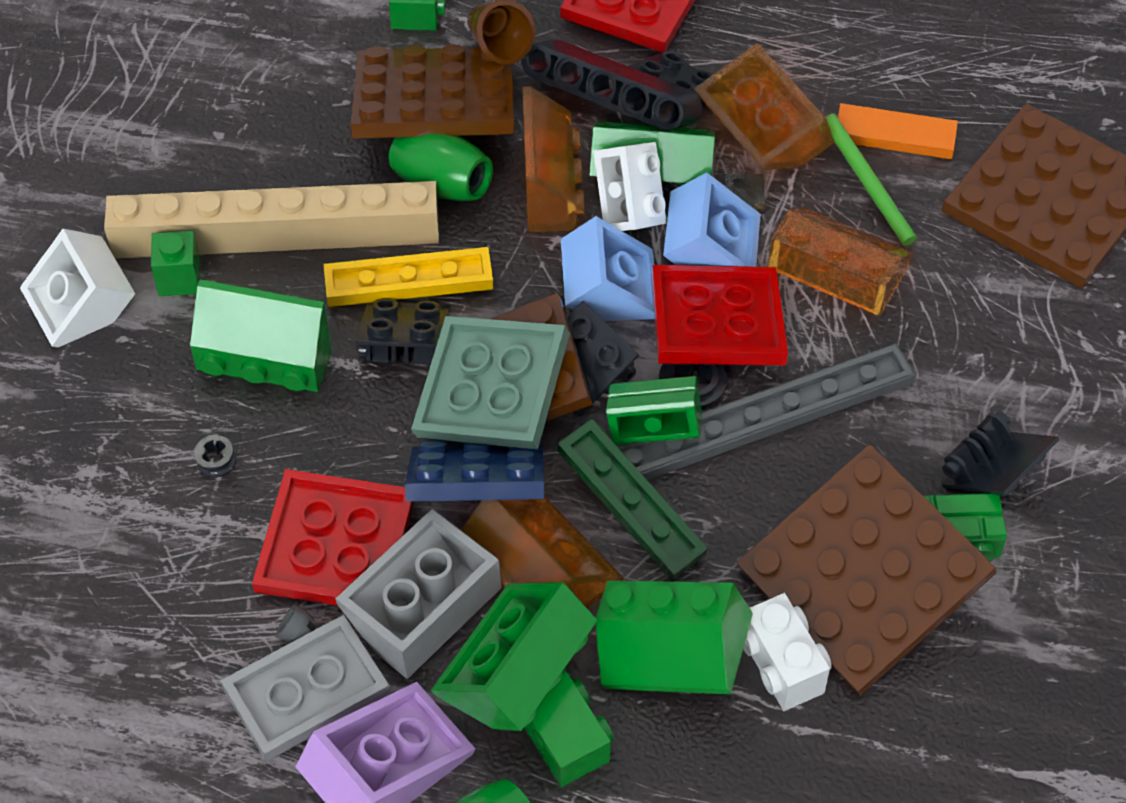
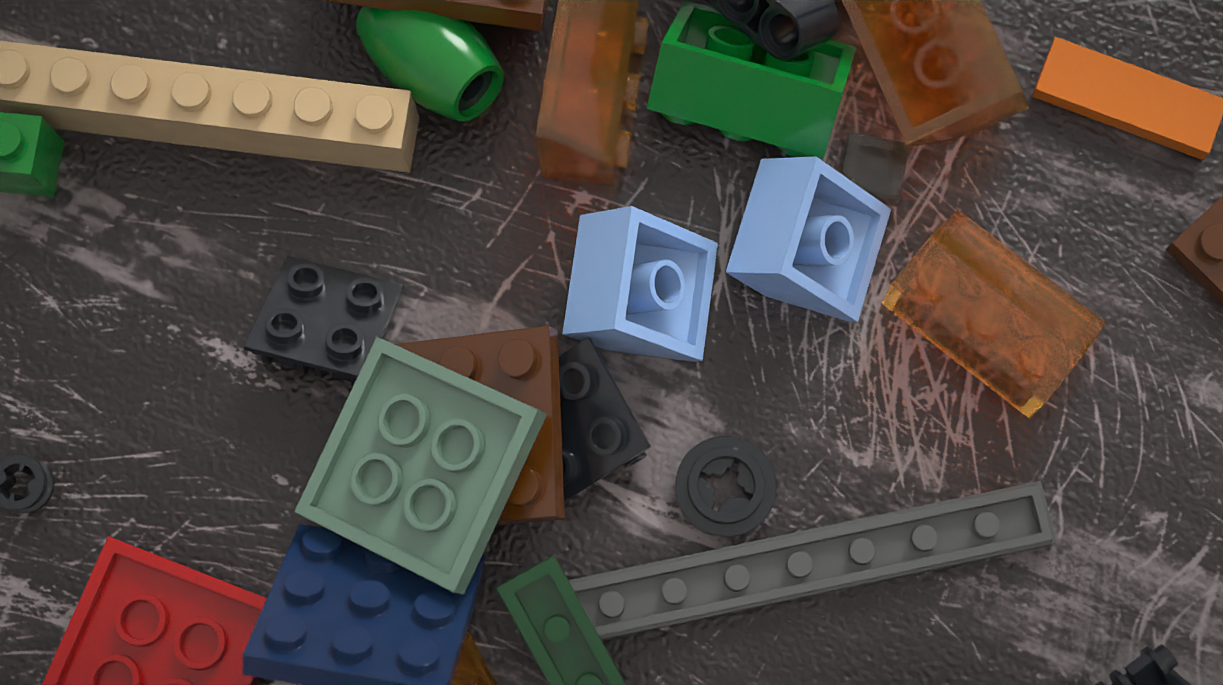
camera: 15 degrees right, 20 degrees up
(260, 336) = (107, 315): slope -> none
(408, 276) = (348, 232): yellow plate -> none
(630, 186) = (697, 153): white brick -> none
(654, 410) = (653, 545): green brick -> none
(718, 315) = (785, 393): red plate -> none
(870, 182) = (1067, 183): bright green bar -> none

